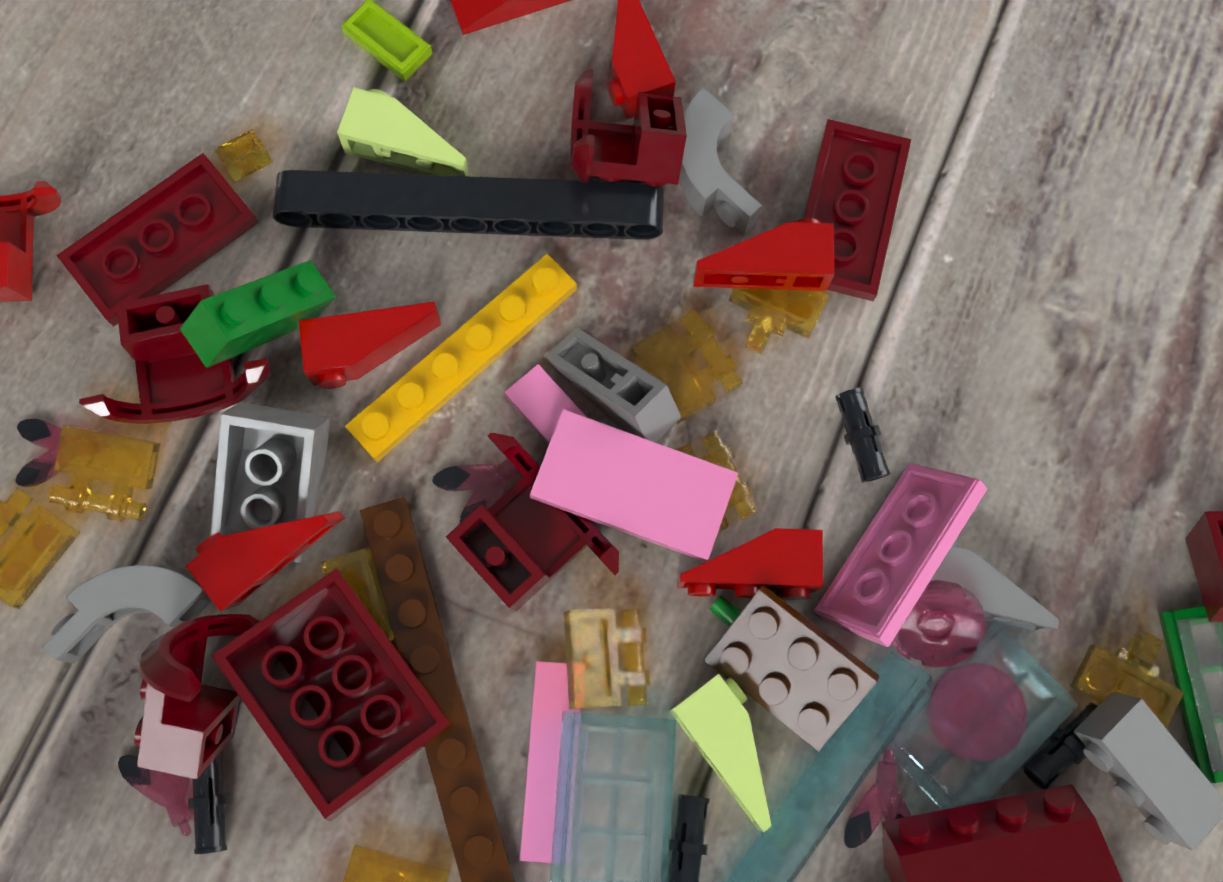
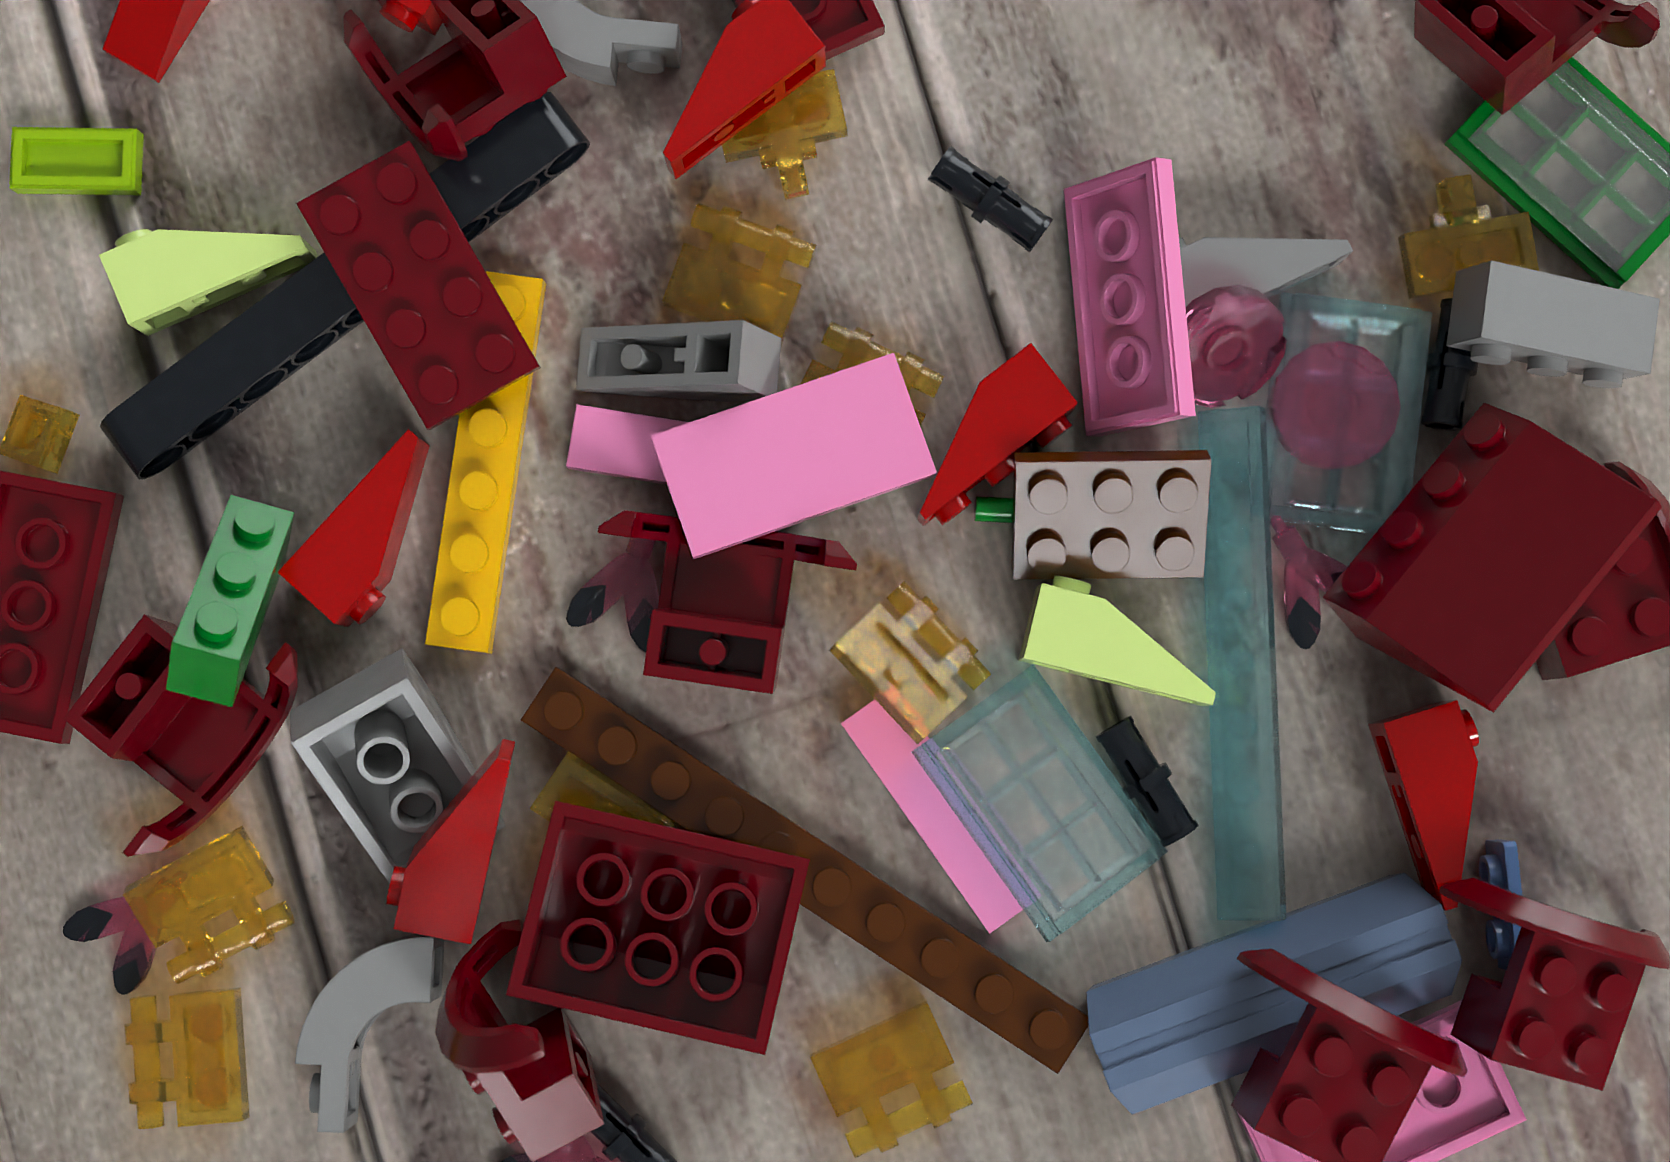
camera: 35 degrees left, 10 degrees up
(505, 232) = (418, 285): none -> dark red plate

